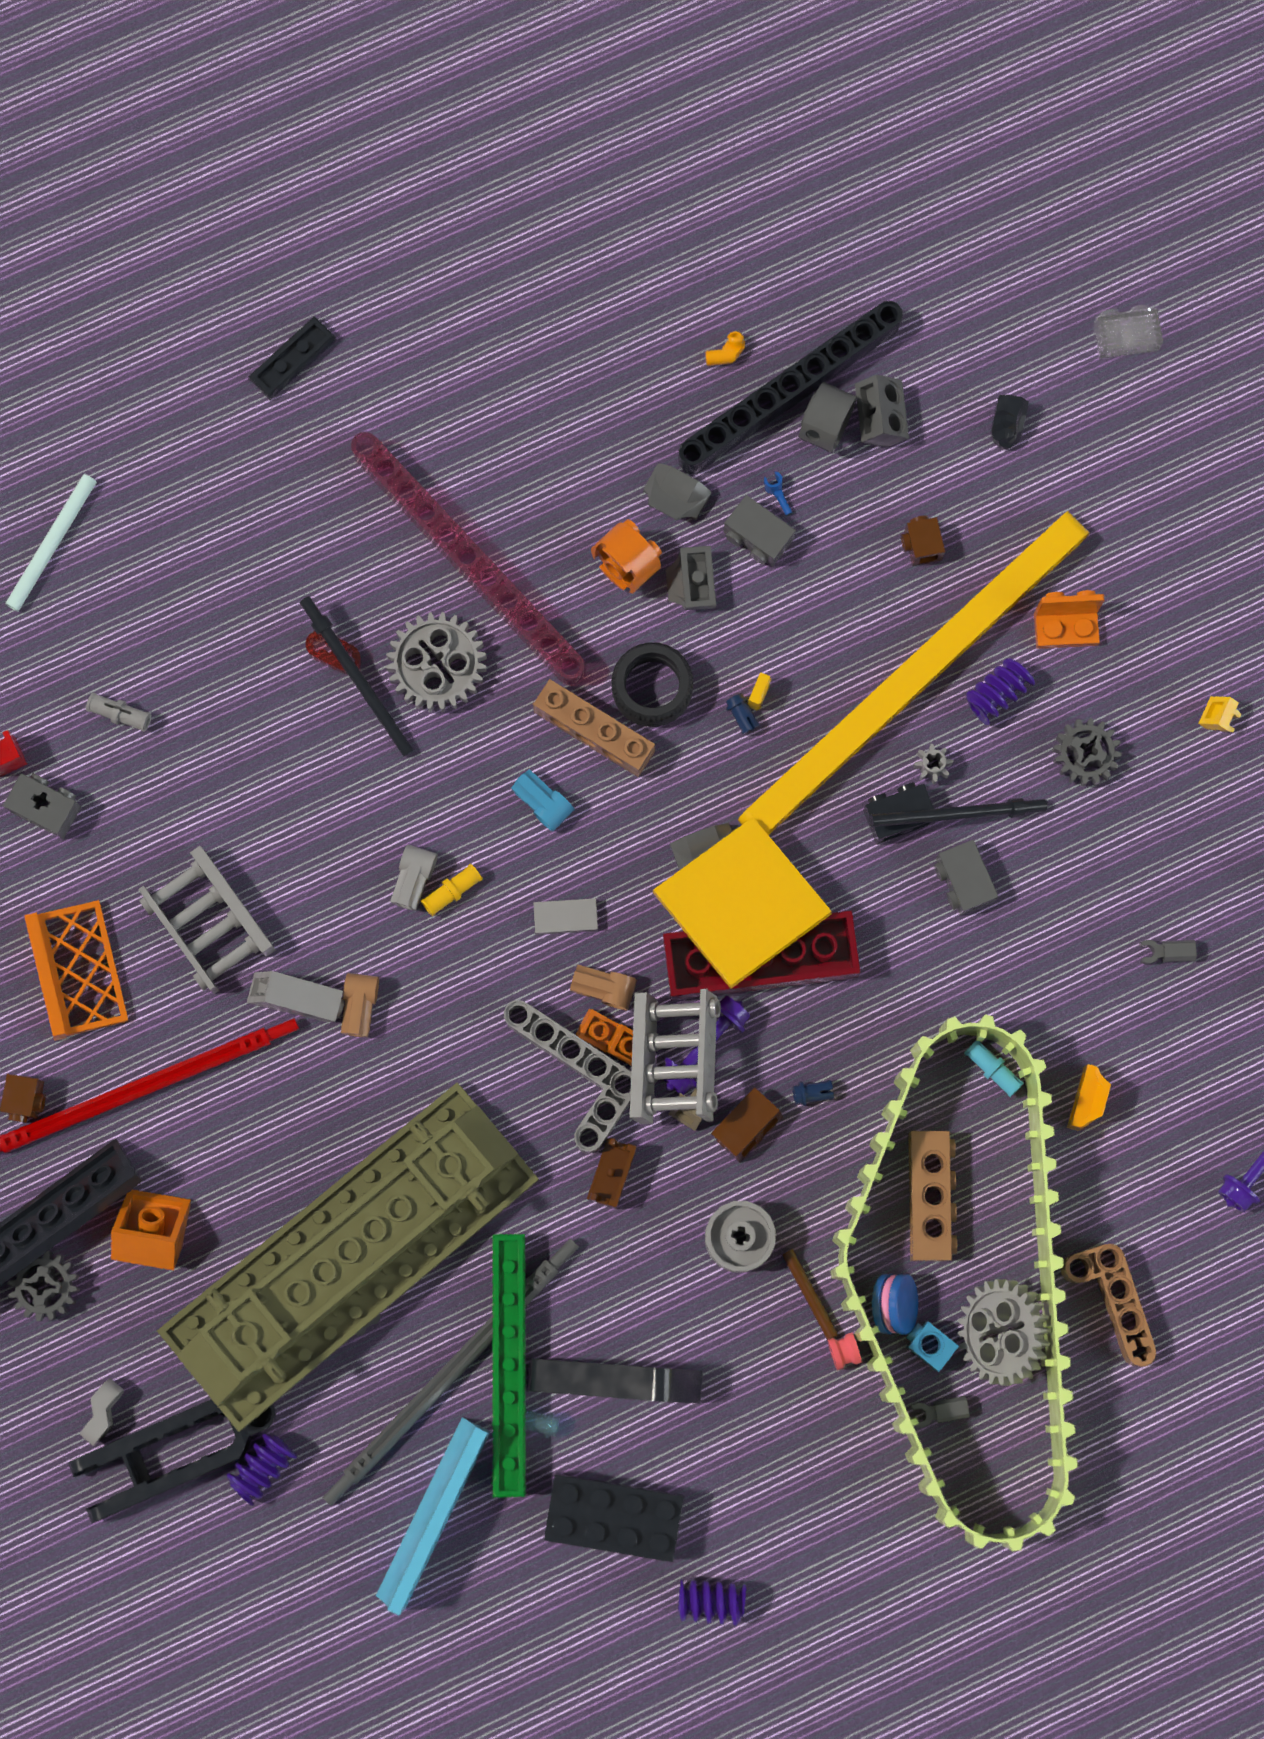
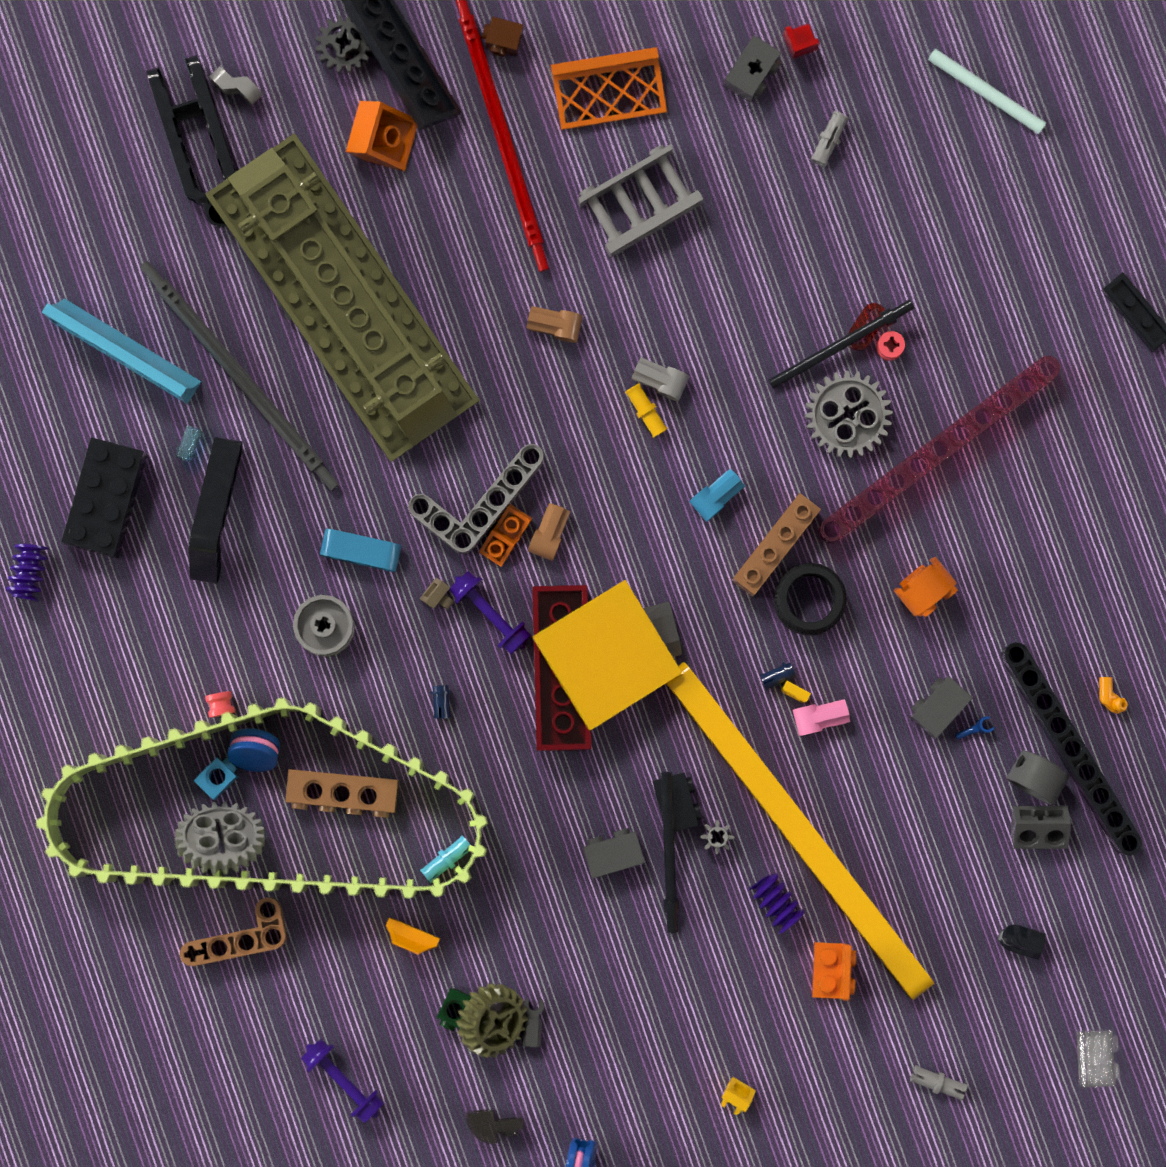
camera: 90 degrees right, 5 degrees up
(261, 1467) = (175, 212): dark purple piece -> none
(295, 996) = (565, 270): light grey slope -> none
(354, 629) = (890, 350): none -> coral wheel
(509, 1366) = (237, 422): green tile -> none
(565, 916) = (614, 506): light grey tile -> none
(611, 1173) = (389, 524): reddish brown hinge -> none
(646, 1204) = (360, 550): none -> dark azure beam
(647, 1043) = (484, 559): light grey fence -> none
(676, 493) = (981, 637): dark grey slope -> none
(692, 579) = (902, 644): dark grey slope -> none
(747, 1125) = (418, 642): reddish brown hinge -> none
(786, 668) = (815, 718): none -> bright pink piece
(810, 1294) = (271, 681): reddish brown bar -> none
(923, 540) = (919, 851): reddish brown brick -> none
(943, 1410) = (162, 781): dark grey bar -> none
(1097, 756) = (707, 984): dark grey gear -> none
(1150, 1039) = (453, 996): none -> dark green brick
(1173, 994) = (499, 1022): none -> olive gear
(1176, 498) = (938, 1082): none -> light grey pin

